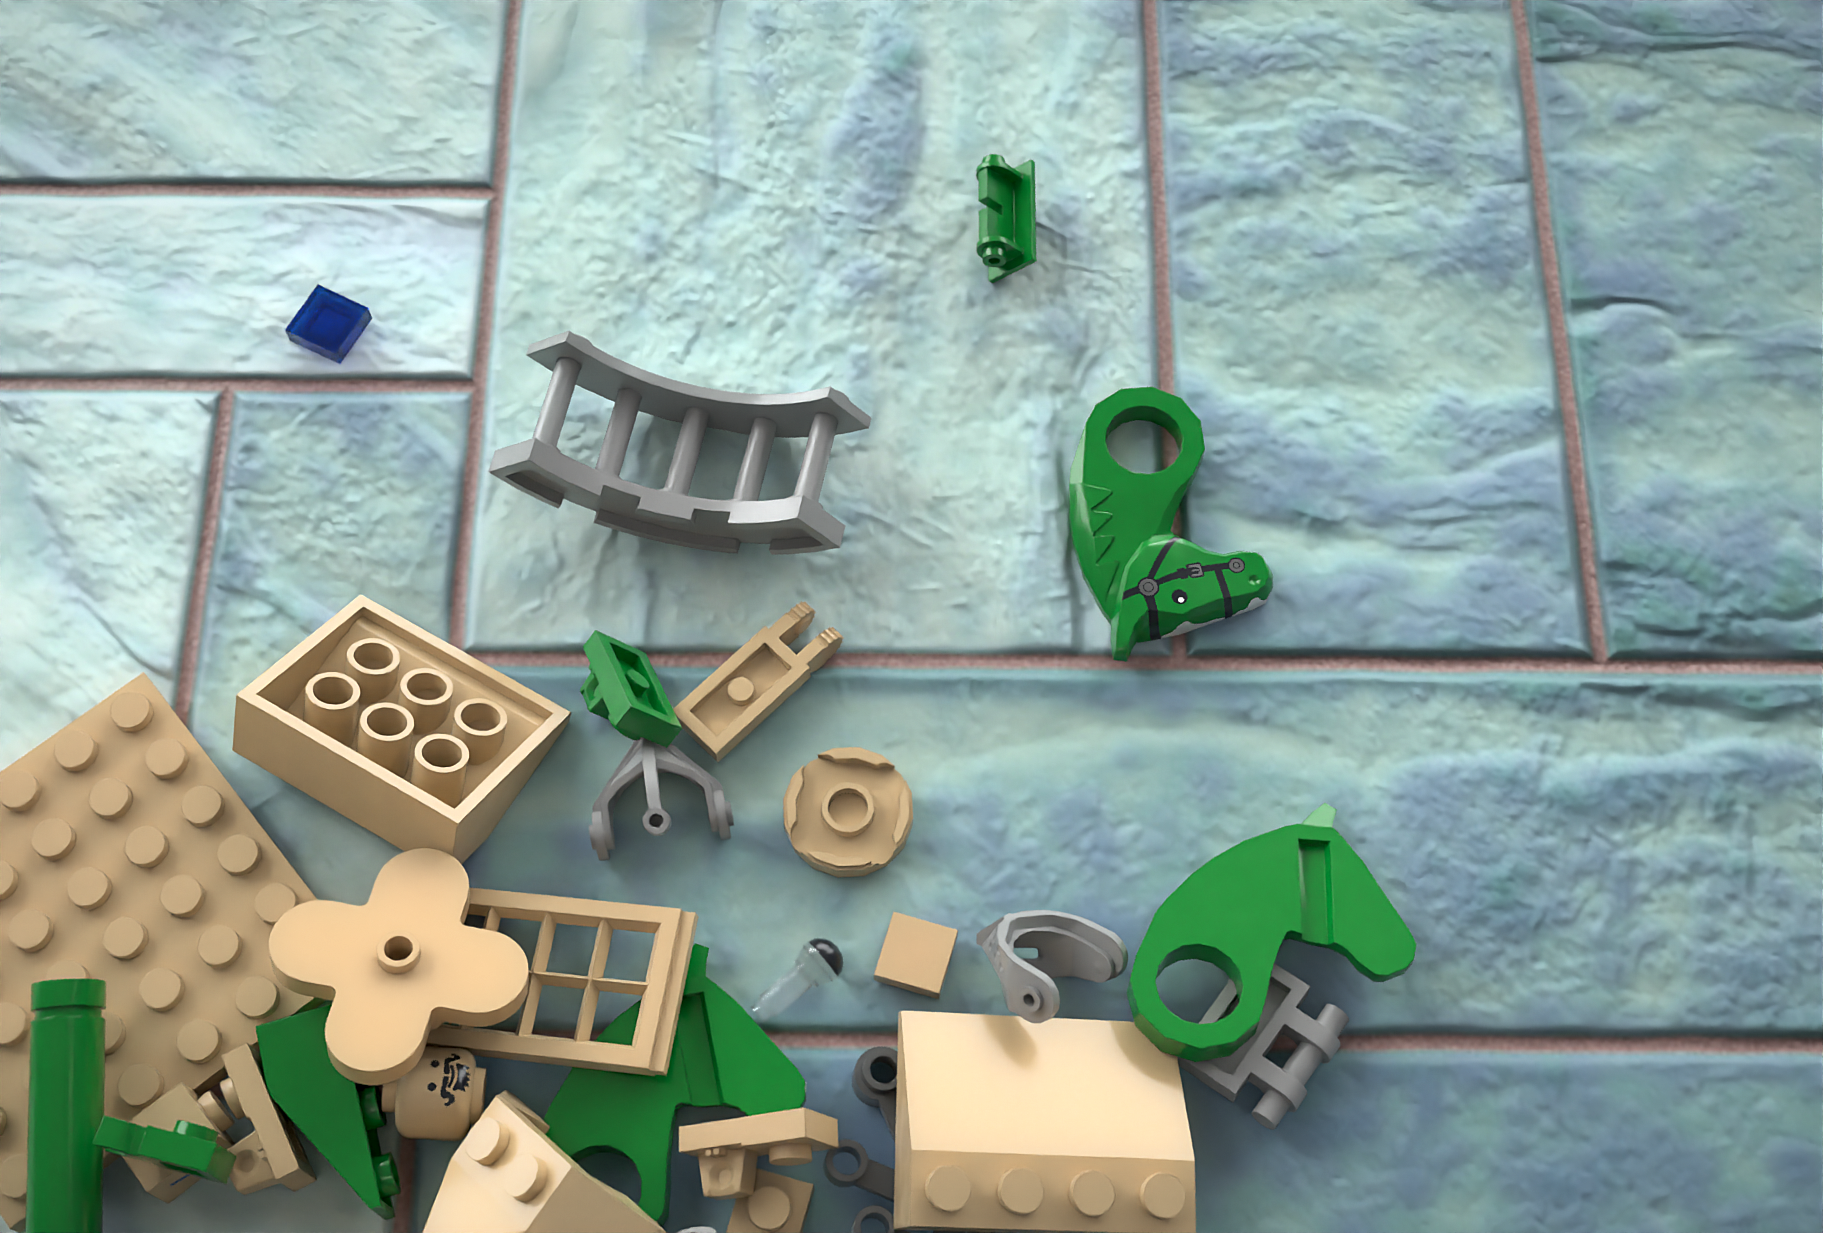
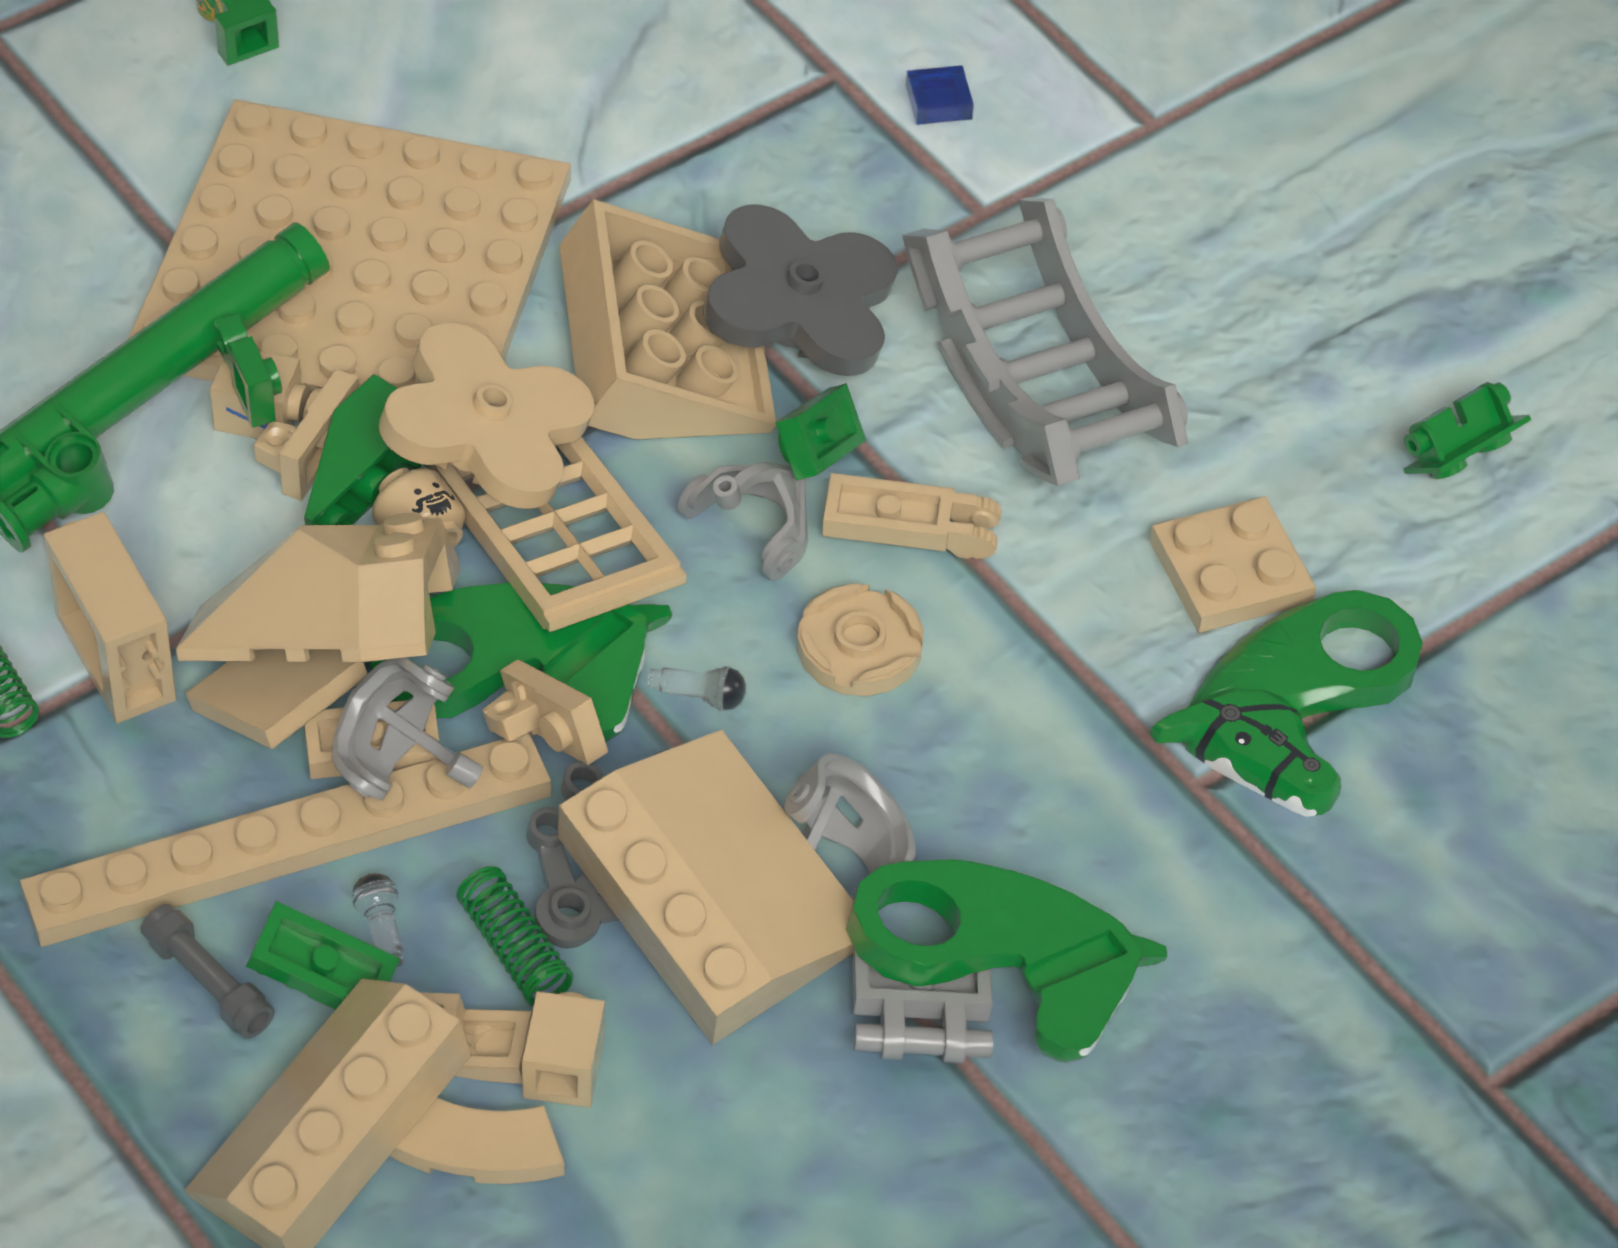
camera: 50 degrees right, 15 degrees down
(459, 592) = (800, 290): none -> dark grey plant
(915, 955) = (783, 746): tan tile -> none
(990, 473) = (1232, 564): none -> tan plate

